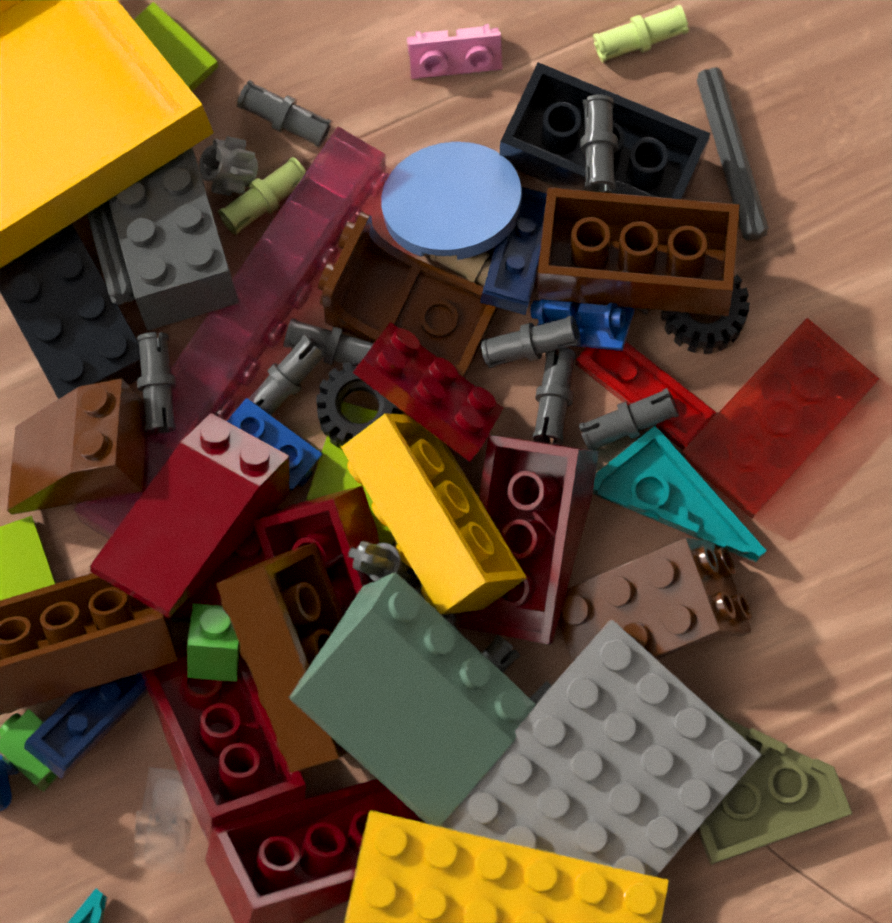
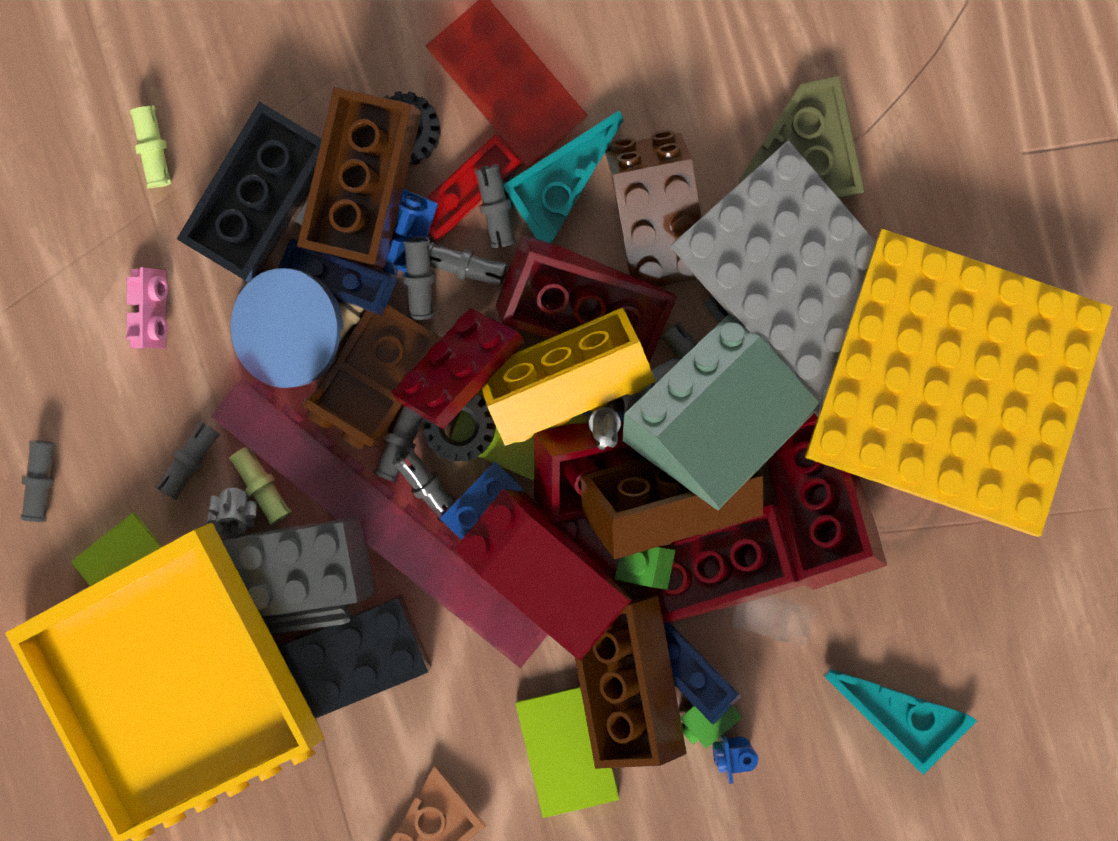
camera: 80 degrees left, 15 degrees up
(79, 449) = (471, 659): reddish brown slope -> none
(156, 383) = (424, 591): dark grey pin -> none
(599, 144) = (261, 197): dark grey pin -> none
(732, 153) = (268, 85): dark grey axle -> none

